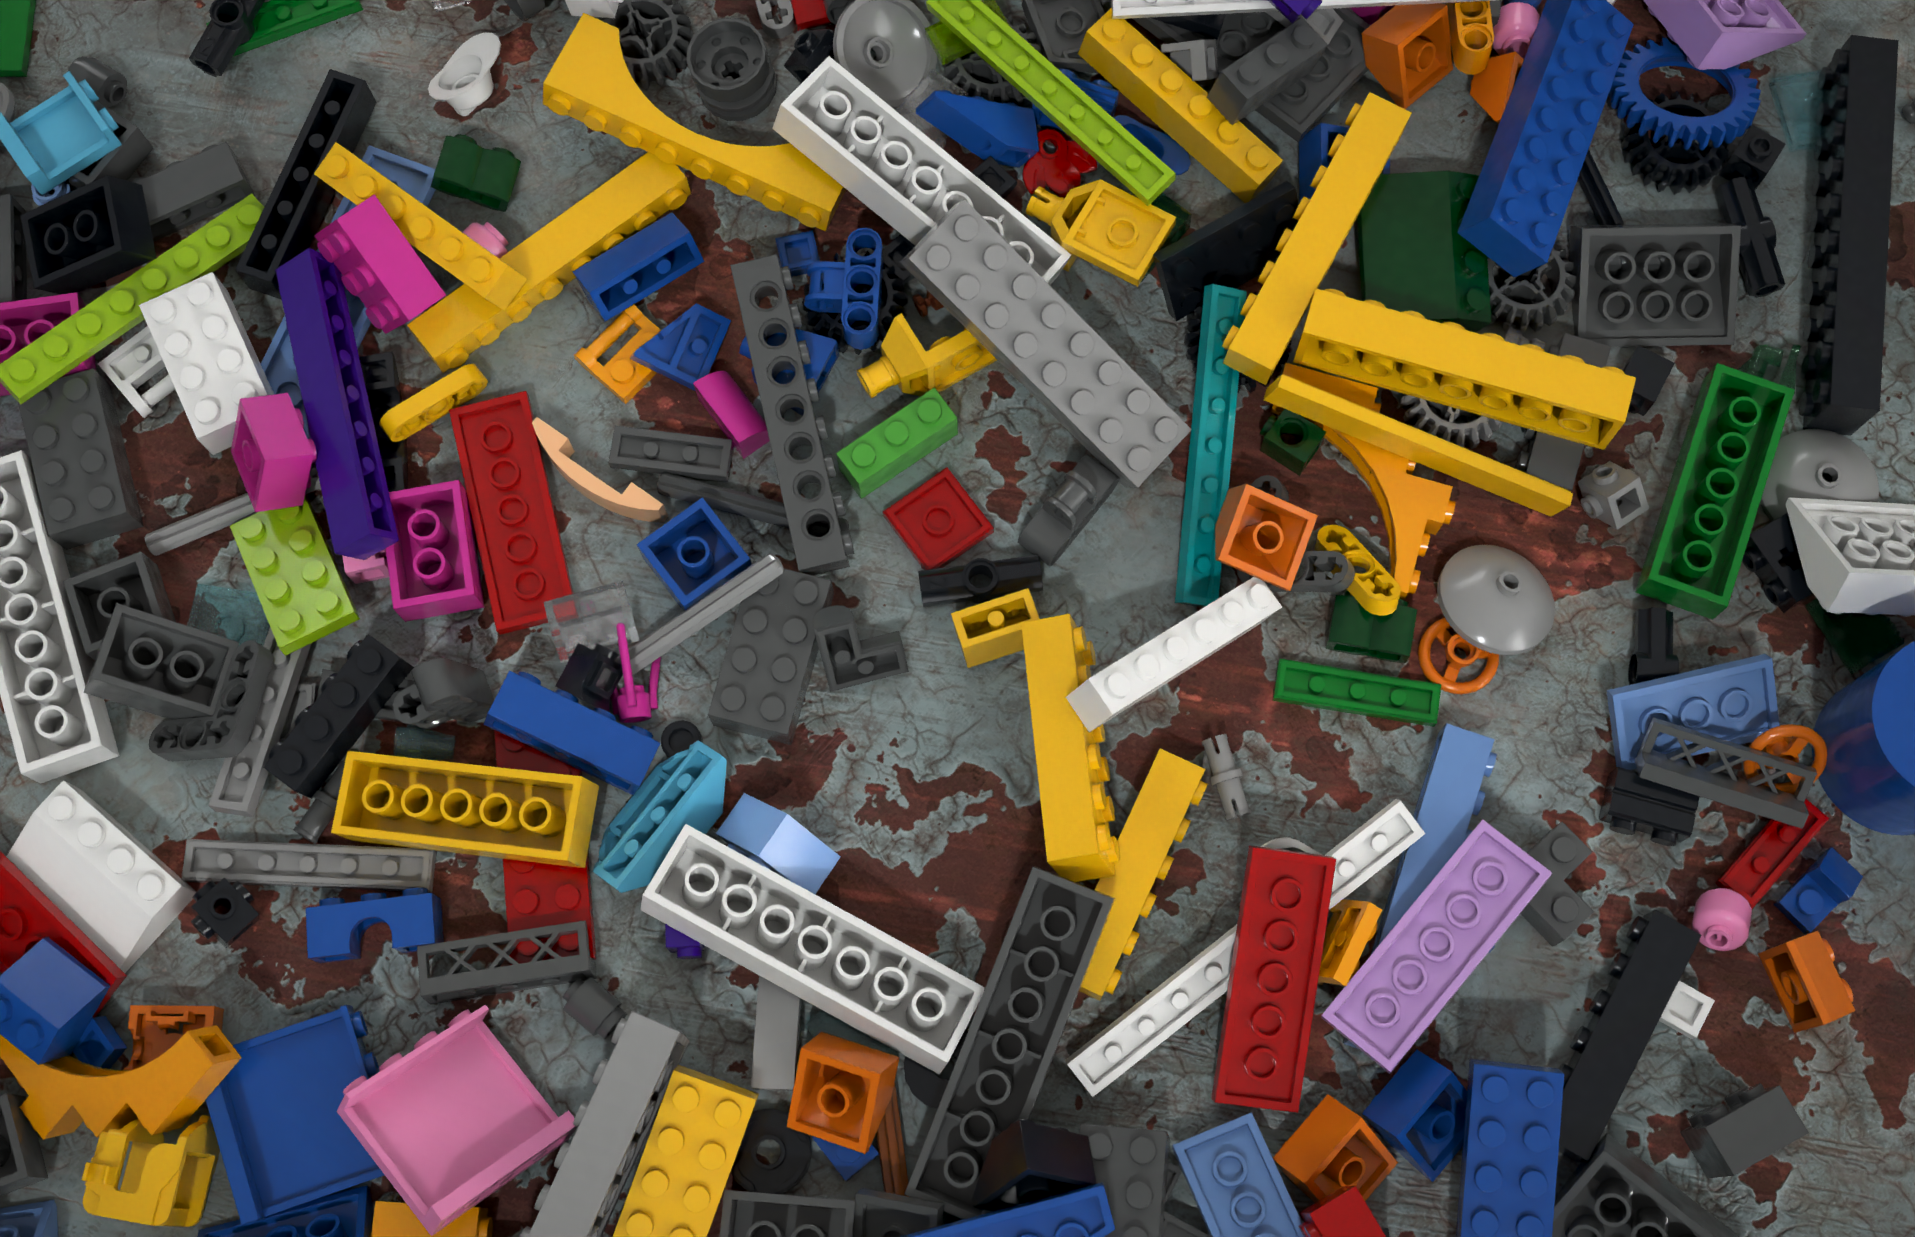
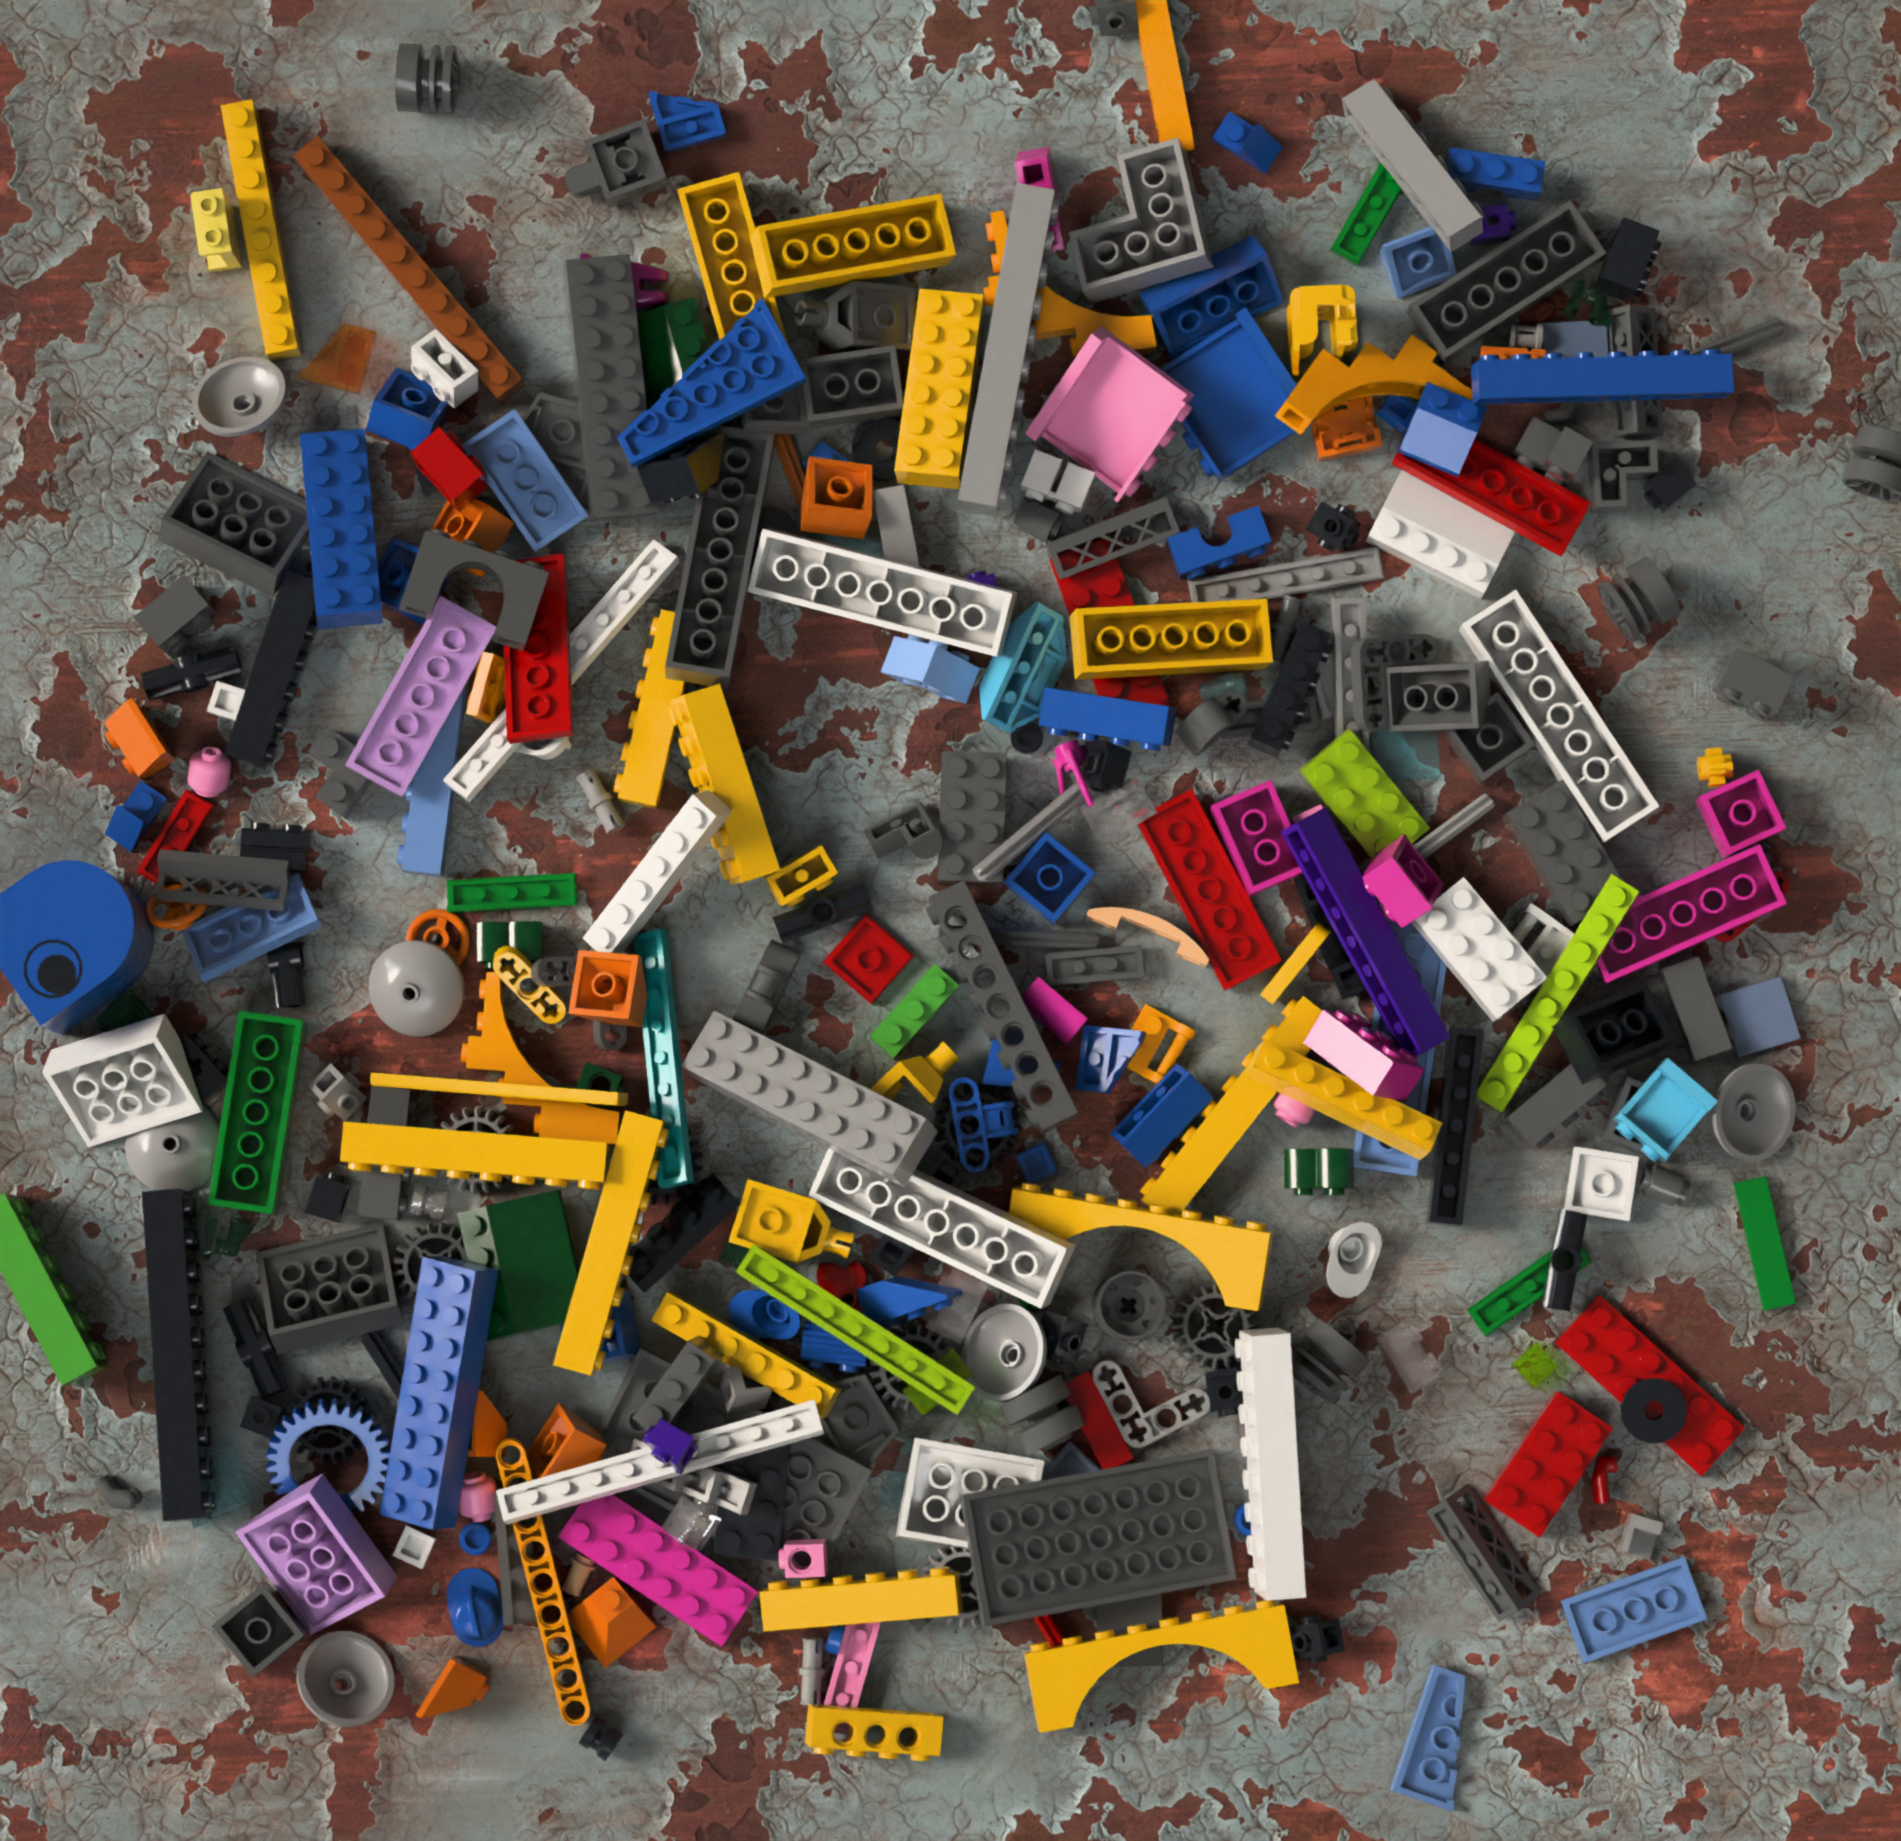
camera: 170 degrees right, 10 degrees up
(168, 98) = (1601, 1183): none -> white plate
(540, 1038) = (1042, 476): none -> white piece
(1384, 1117) = (519, 583): none -> dark grey arch
(1727, 1056) = (191, 673): none -> black piece

